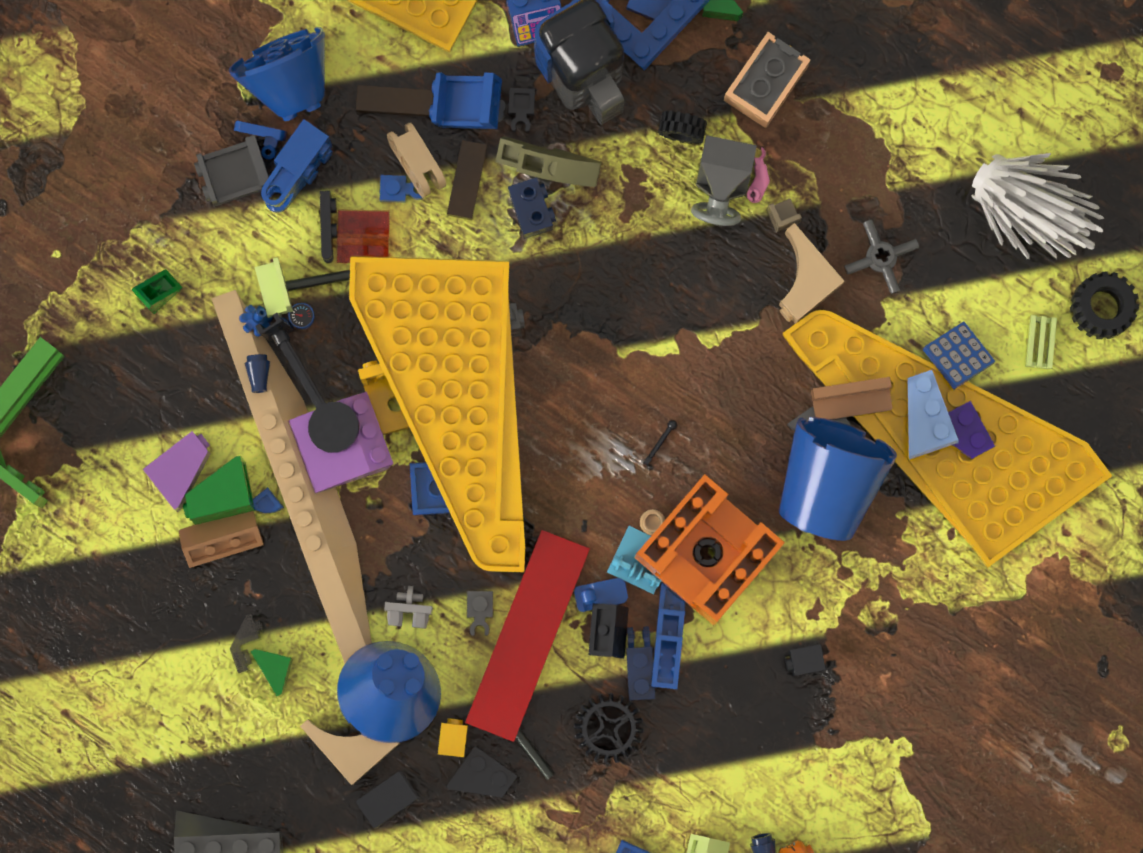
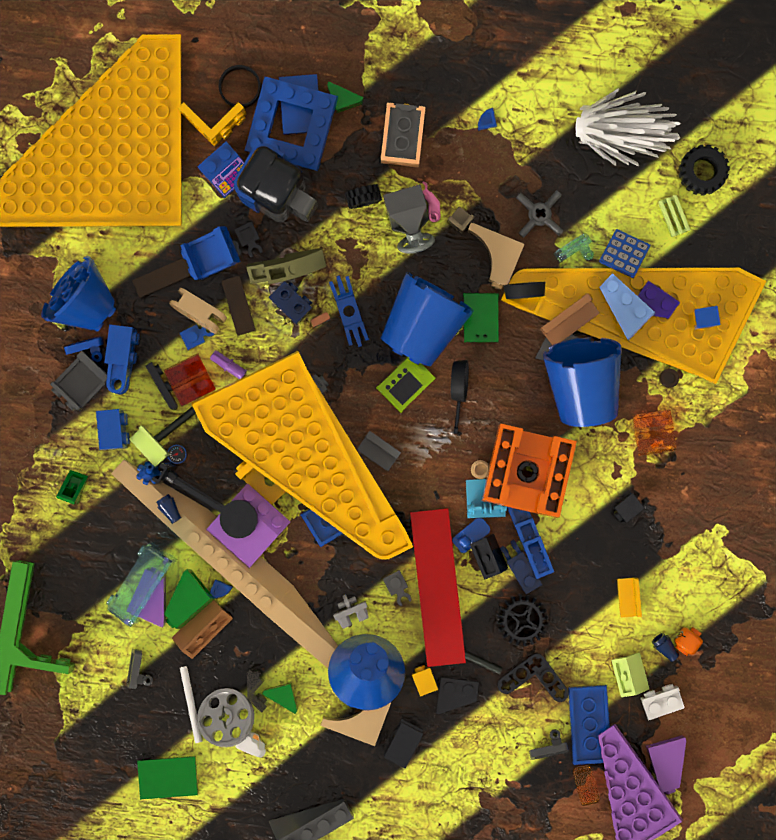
camera: 25 degrees left, 5 degrees up
(84, 694) = (167, 777): none -> green tile
(108, 551) = (133, 673): none -> dark grey piece
(159, 621) = (190, 703): none -> white bar
(175, 443) = (140, 584): none -> clear light blue windscreen
(186, 648) = (232, 722): none -> light grey wedge
(205, 705) = (252, 745): none -> white rock
(240, 245) = (112, 429): none -> blue brick
(416, 239) = (227, 364): none -> medium lavender axle
(543, 437) = (378, 451): none -> dark grey panel
(555, 246) = (321, 319): none -> nougat tile
(595, 803) = (539, 672): none -> black beam
(600, 239) = (348, 299): none -> blue piece
(617, 374) = (405, 384): none -> lime container
(676, 307) = (423, 320): none -> blue cone
(683, 402) = (459, 380): none -> black tyre
(747, 343) = (484, 322): none -> green container
(751, 769) = (629, 597): none -> yellow panel
(816, 334) = (524, 290): none -> black tyre
(876, 115) = (487, 120): none -> blue tile
(884, 587) = (654, 432): none -> clear orange slope
(911, 316) = (578, 244): none -> clear light blue piece
(935, 531) = (669, 378): none -> dark brown tile
(1017, 480) = (707, 317): none -> blue panel

